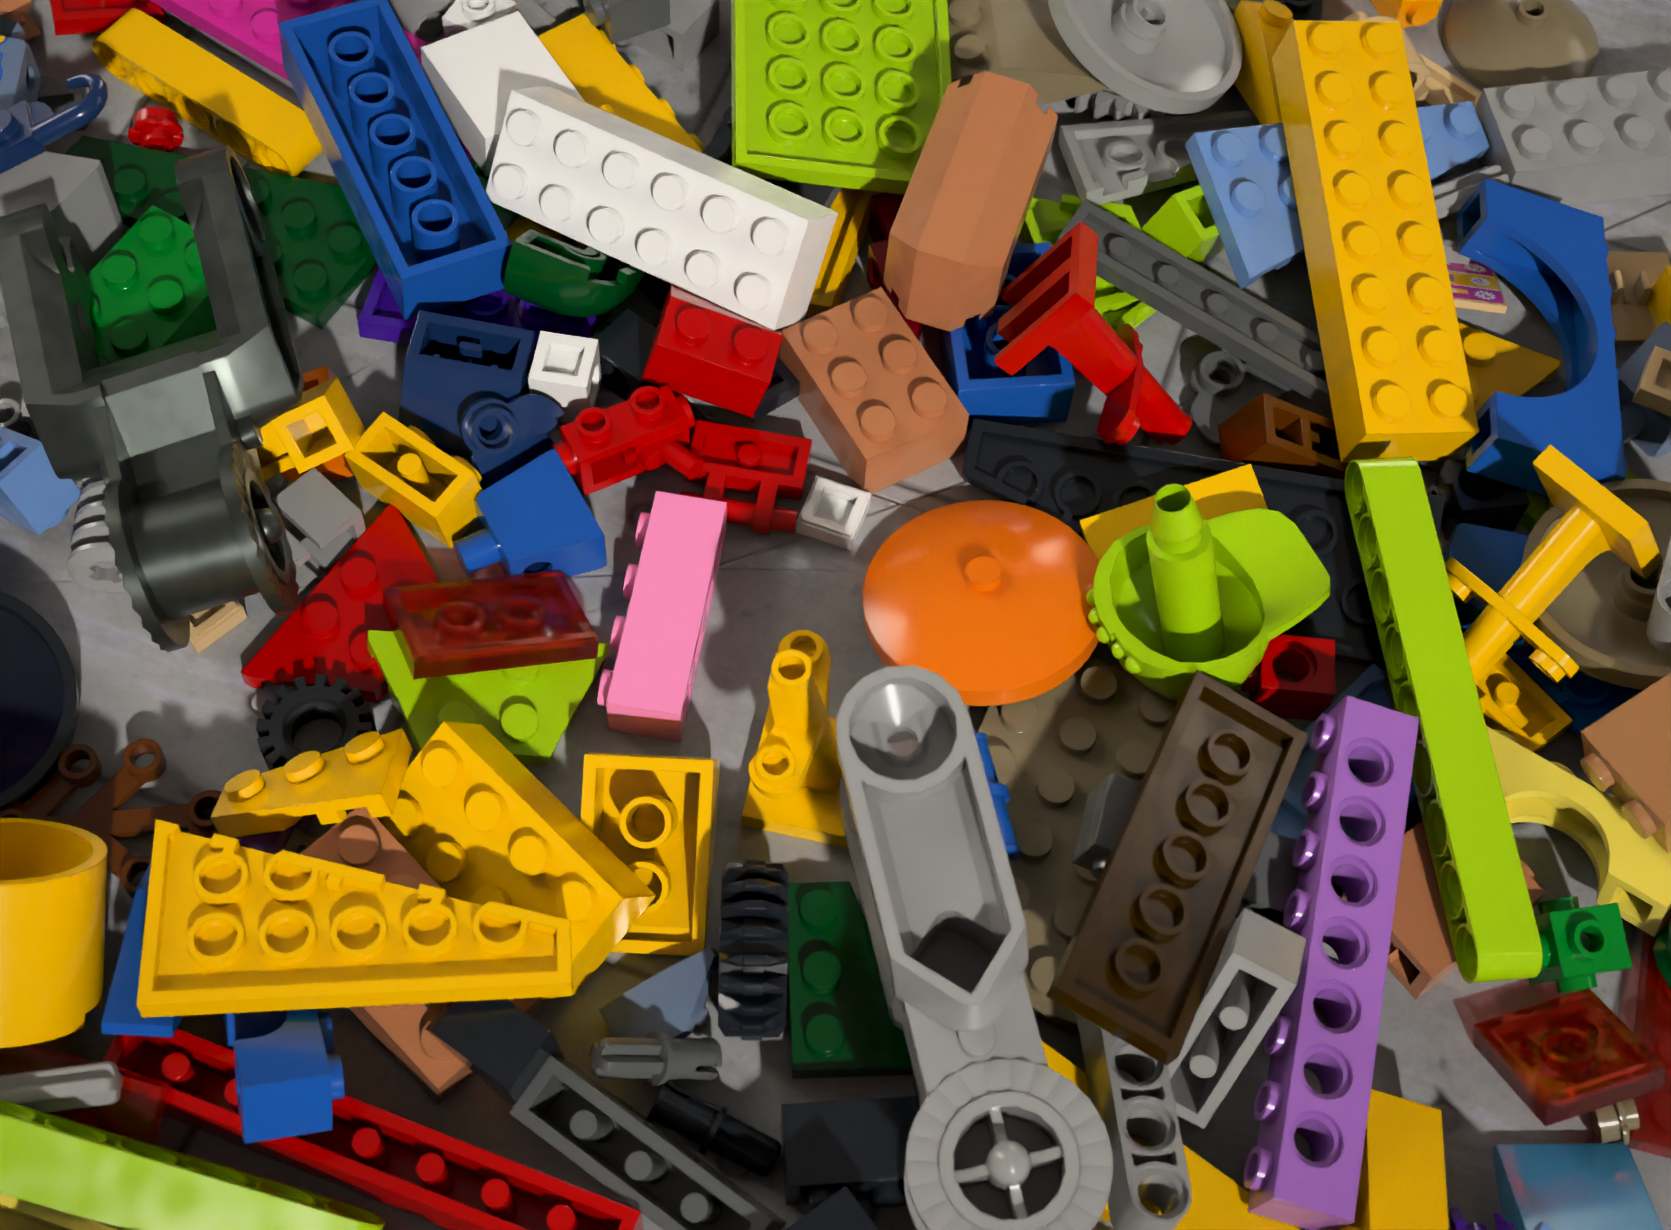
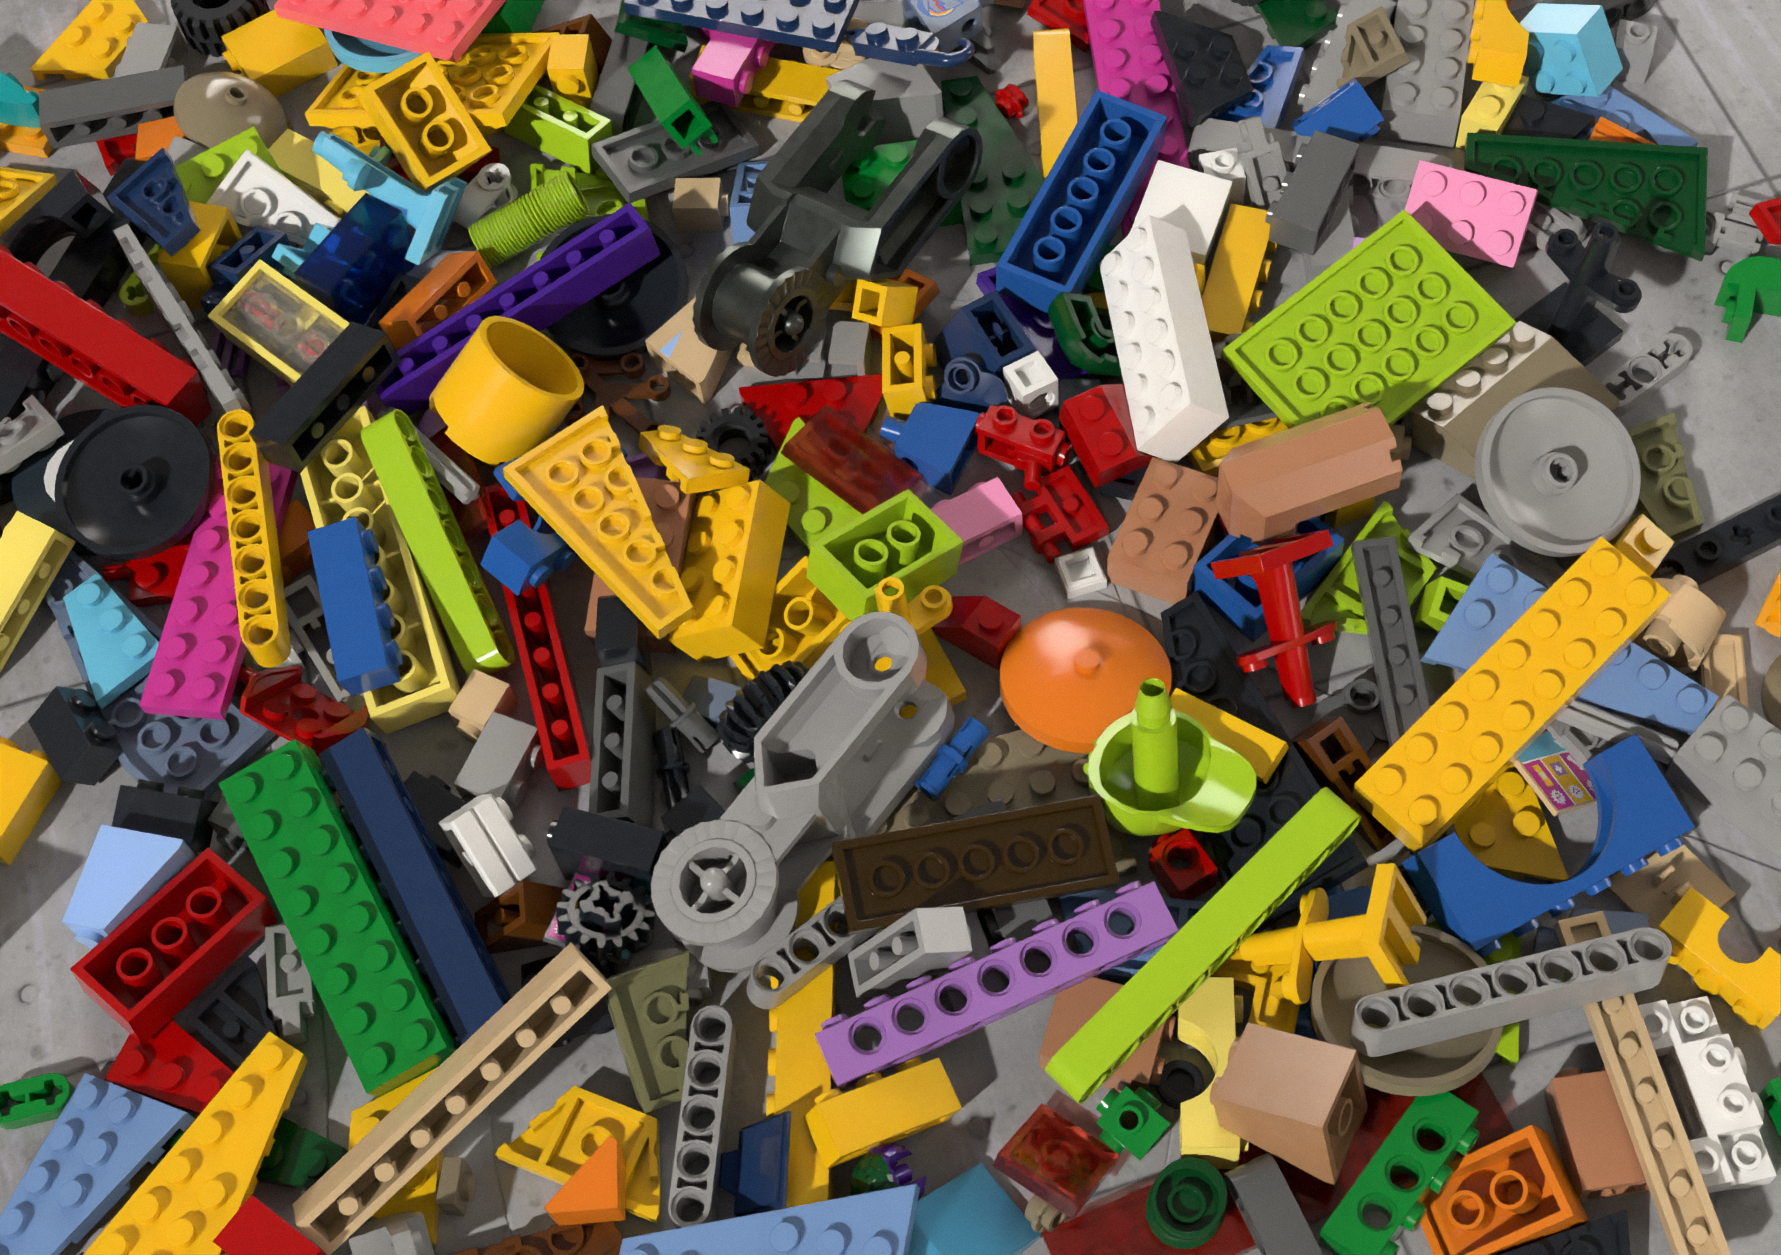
camera: 65 degrees right, 0 degrees up
(122, 678) = (685, 358): none -> tan slope
(687, 669) = (888, 541): none -> lime brick
(851, 639) = (979, 627): none -> red slope
(1549, 863) = (1180, 1083): none -> black tile

